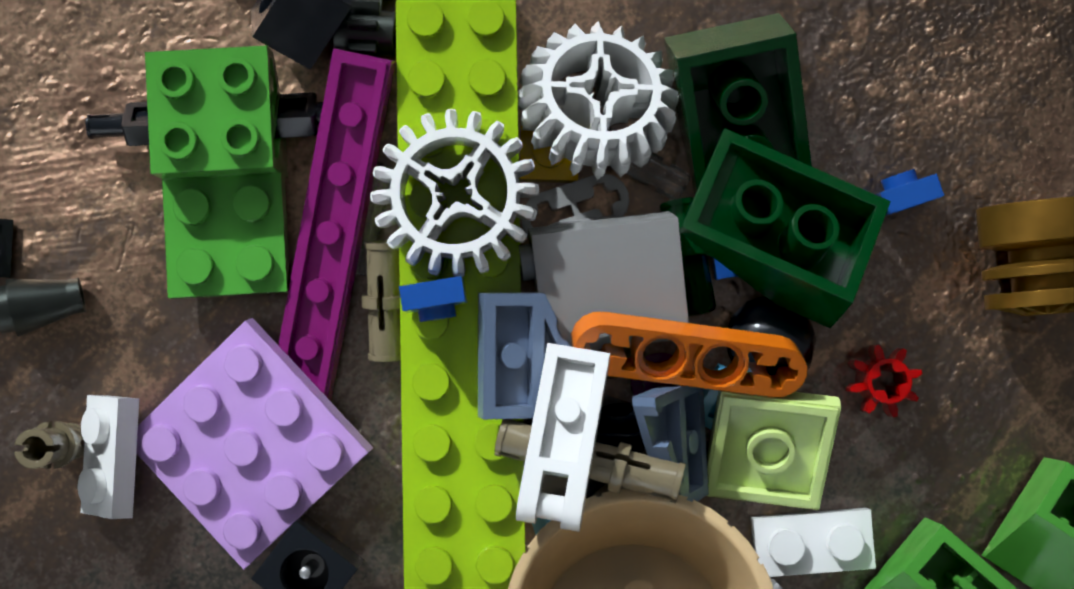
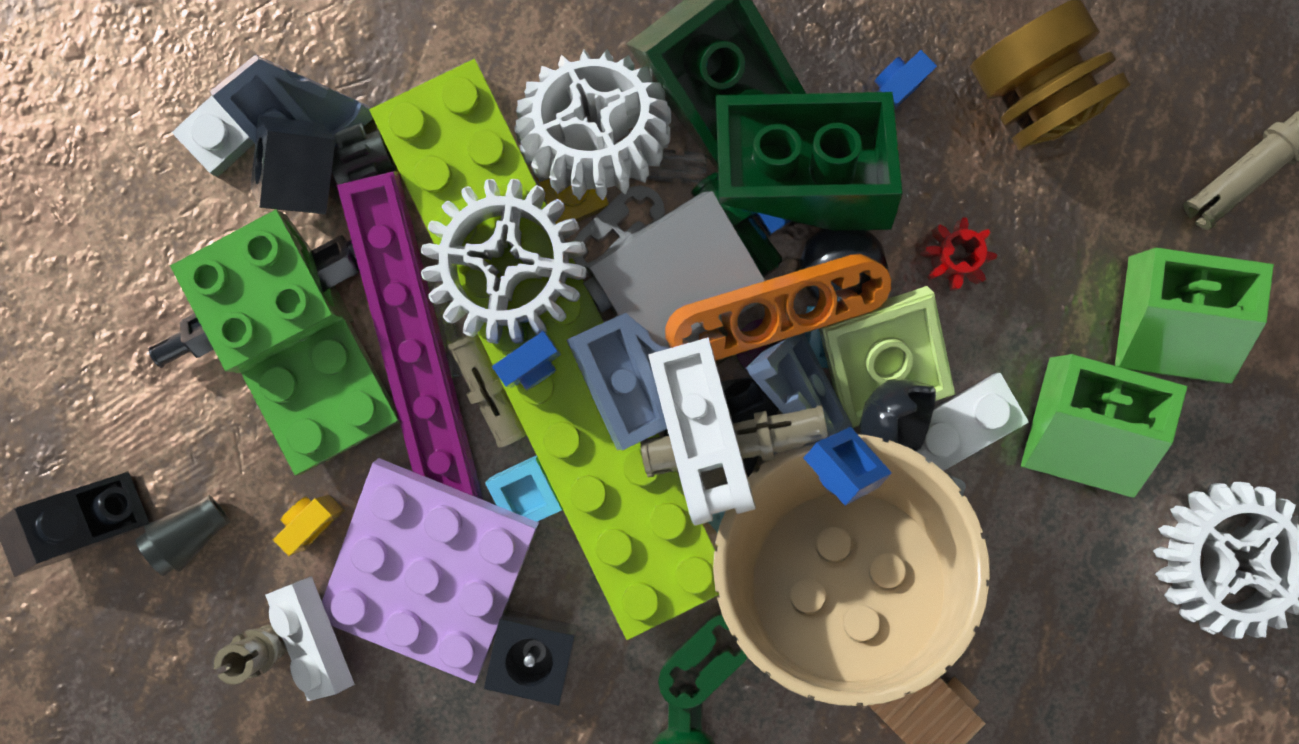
camera: 20 degrees left, 0 degrees up
(157, 345) = (306, 522): none -> yellow plate
(374, 411) = (524, 490): none -> medium azure plate
(682, 531) = (847, 466): none -> blue plate
(756, 504) = (899, 412): none -> black hair

